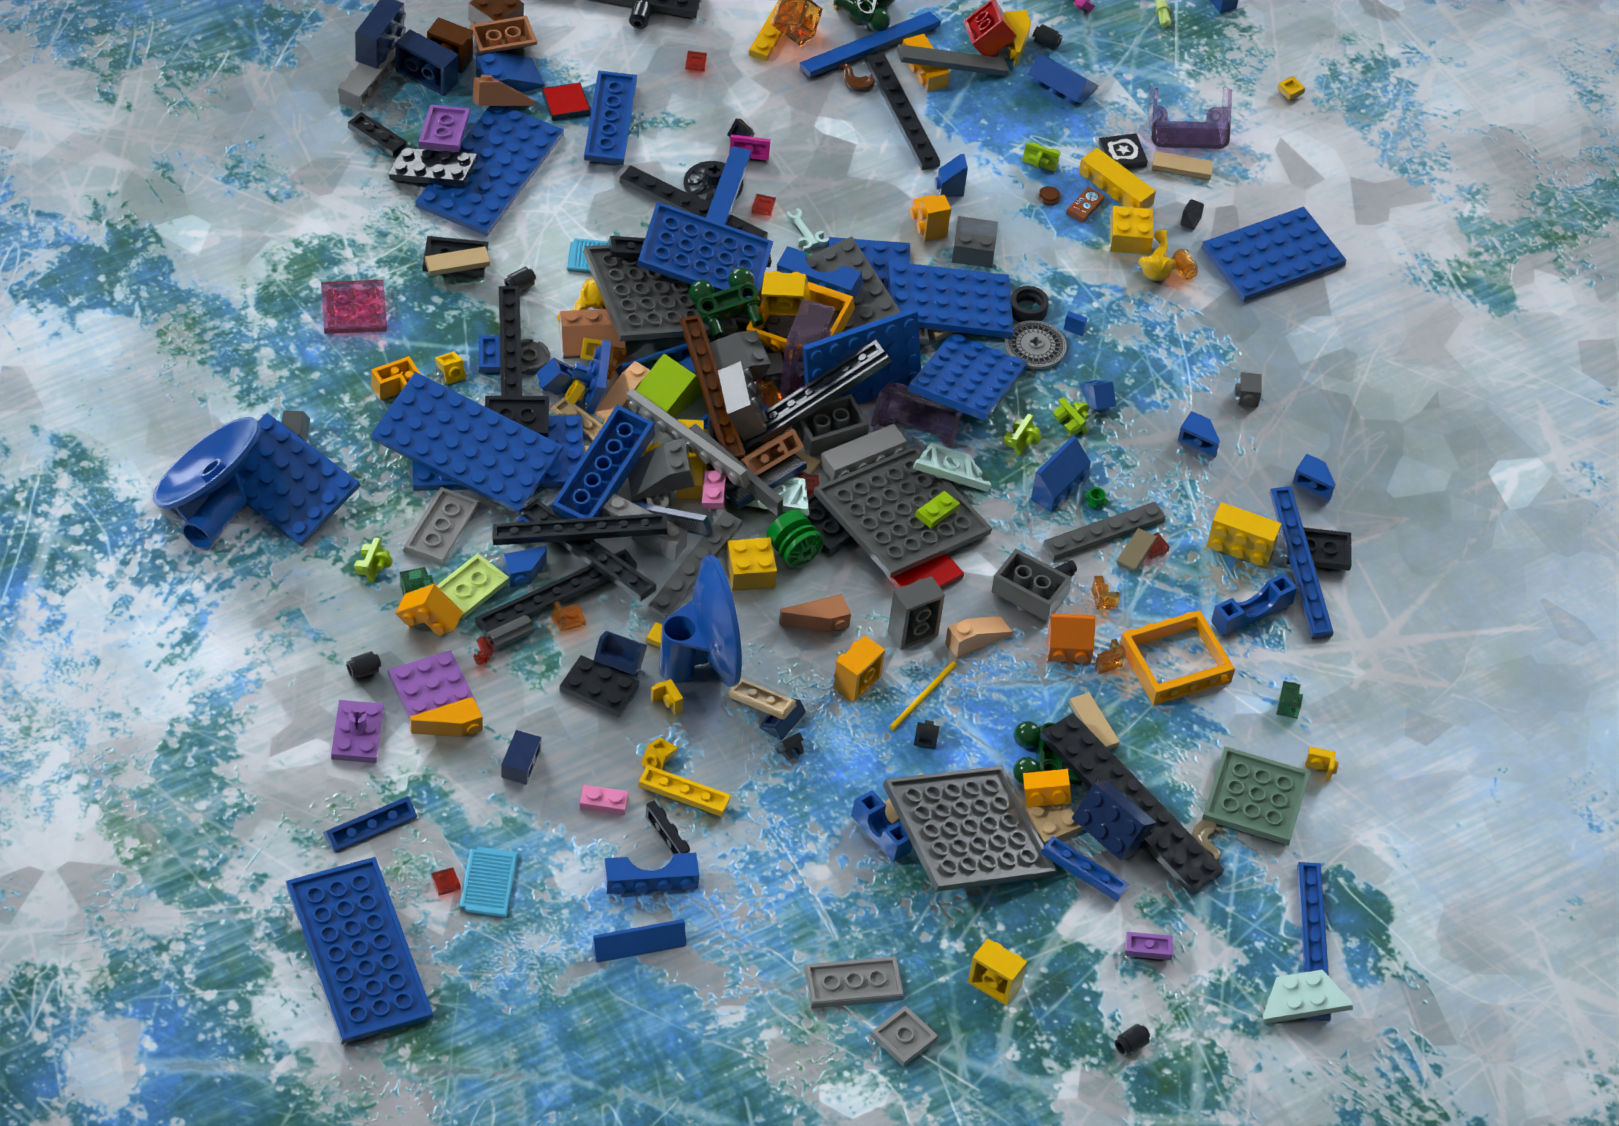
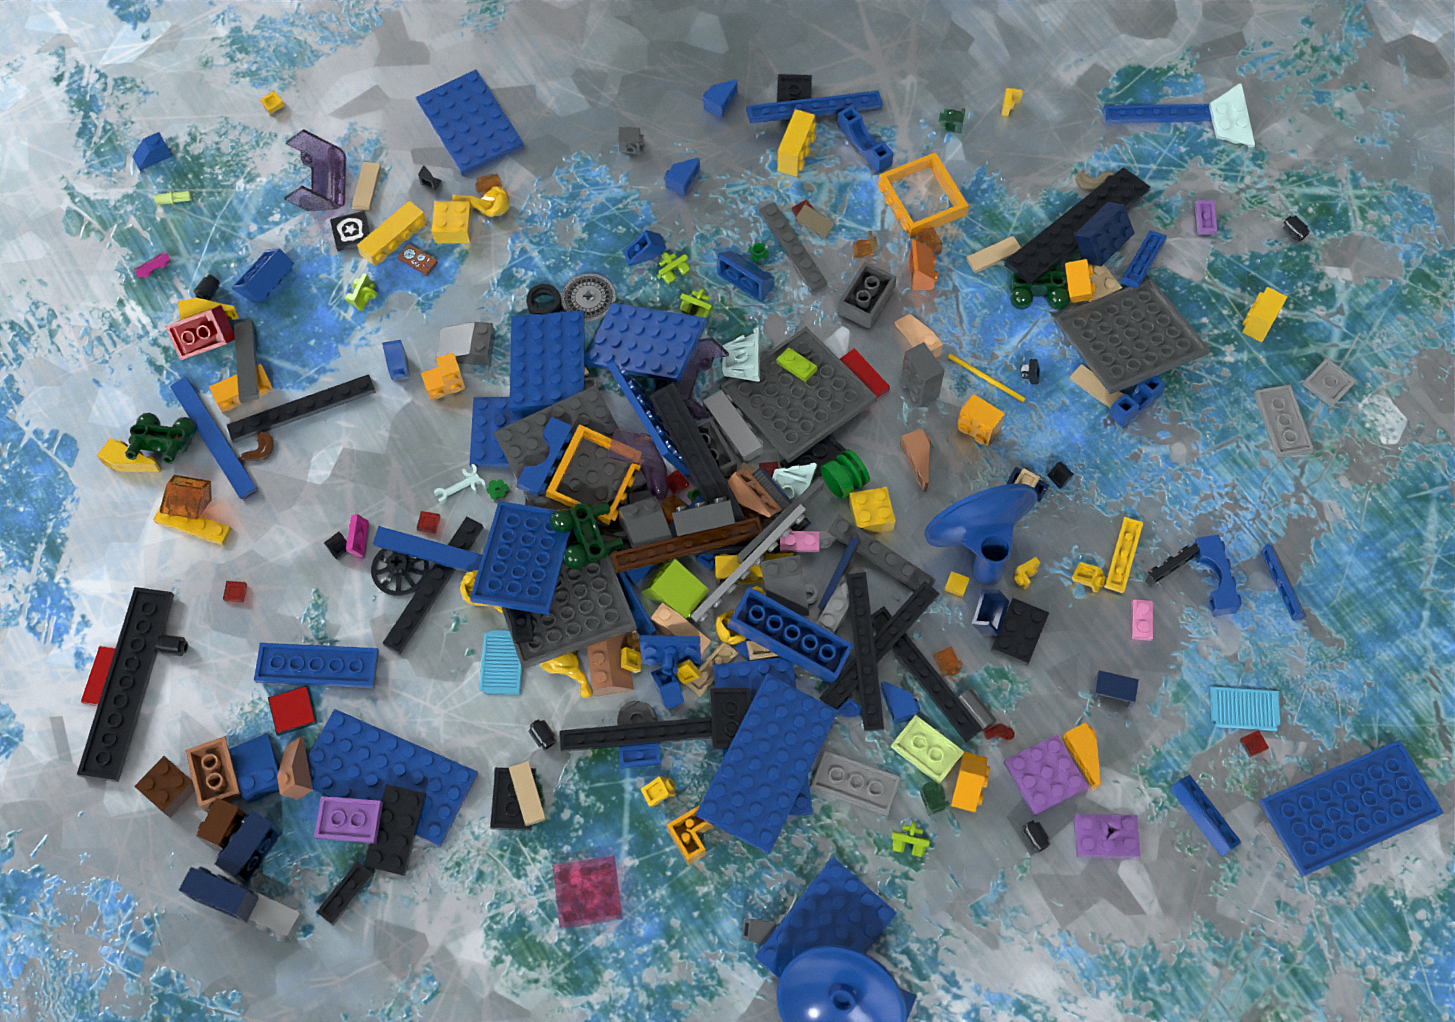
camera: 85 degrees left, 15 degrees up
(784, 292) = (586, 477): yellow brick -> none
(1049, 196) = (406, 289): reddish brown piece -> none
(1068, 568) = (841, 274): black pin -> none
(1075, 323) = (564, 265): blue tile -> none
(1256, 795) = (1048, 145): sand green plate -> none

